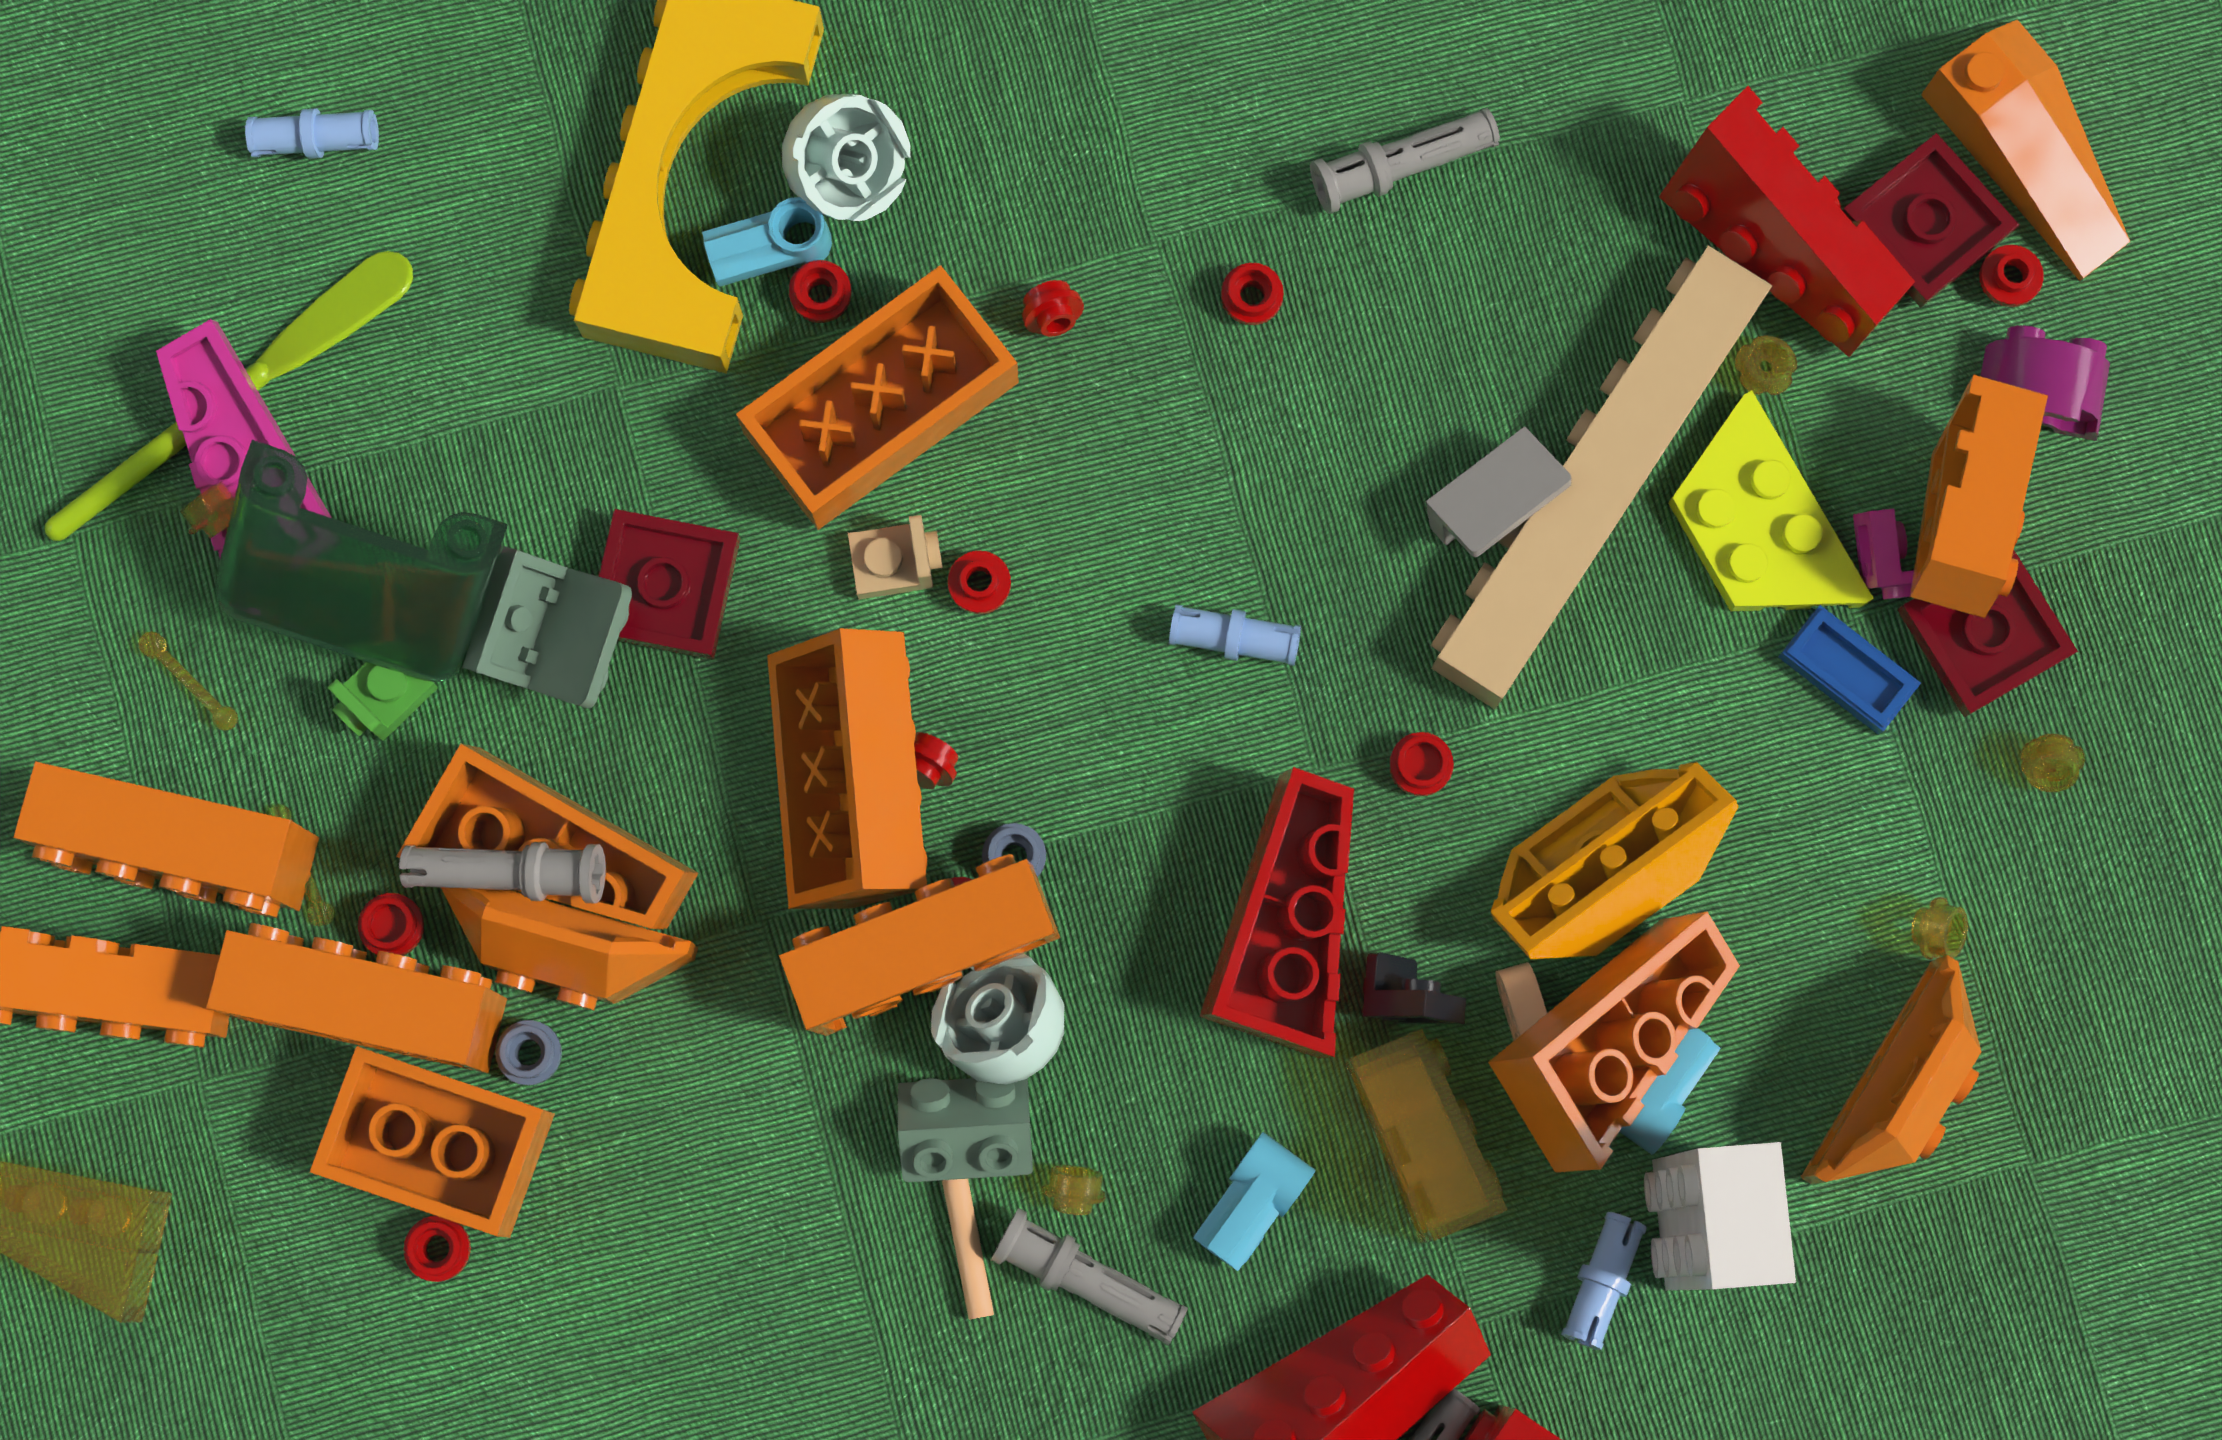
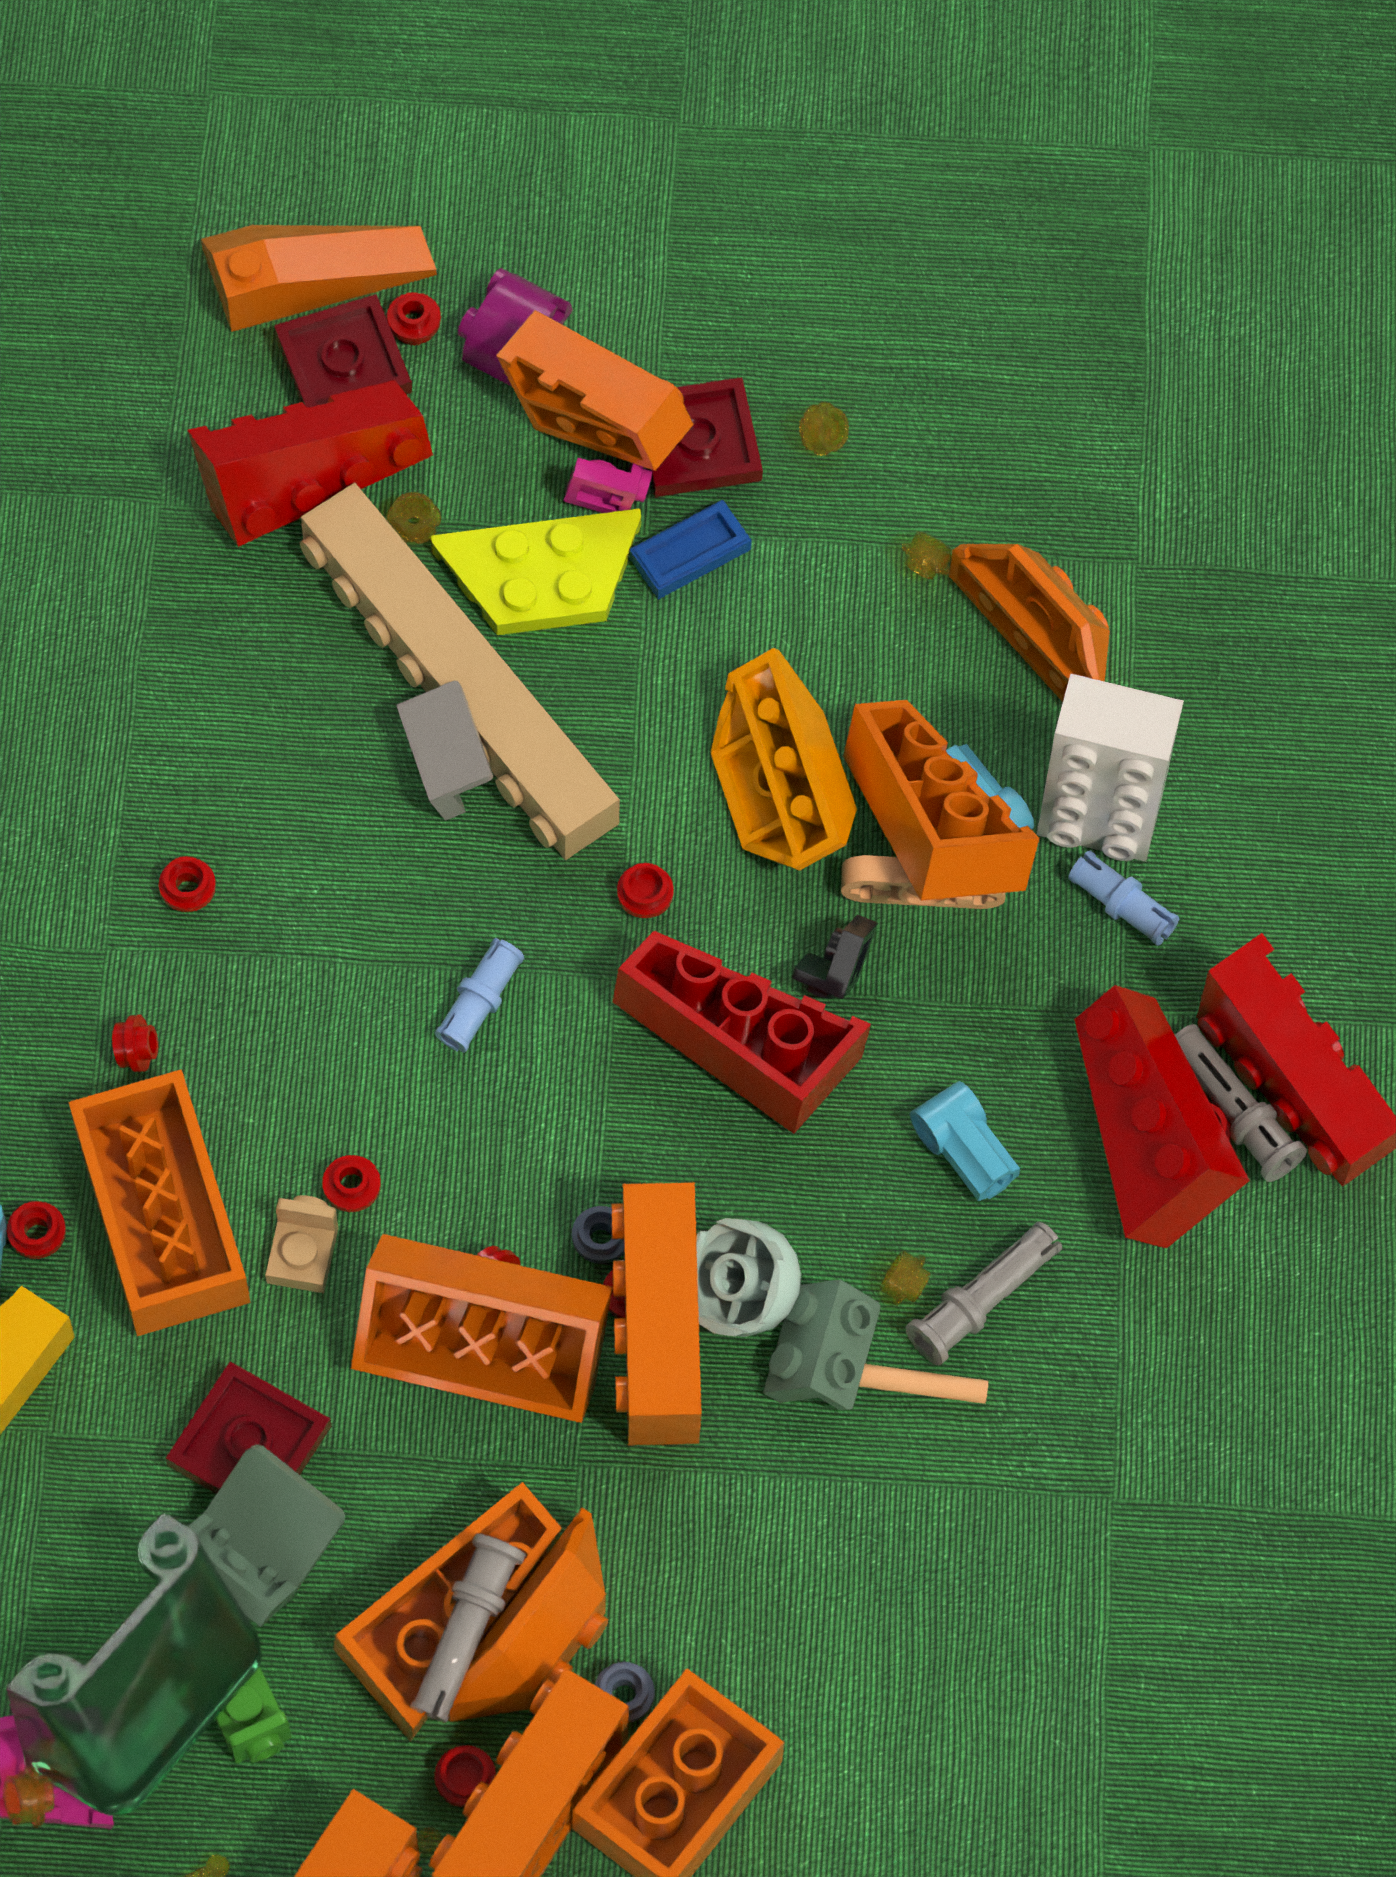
camera: 70 degrees left, 15 degrees down
(417, 1243) = (775, 1808): red plate -> none
(1378, 166) = (120, 748): light grey pin -> none
(1426, 1136) = (963, 985): clear yellow wedge -> none

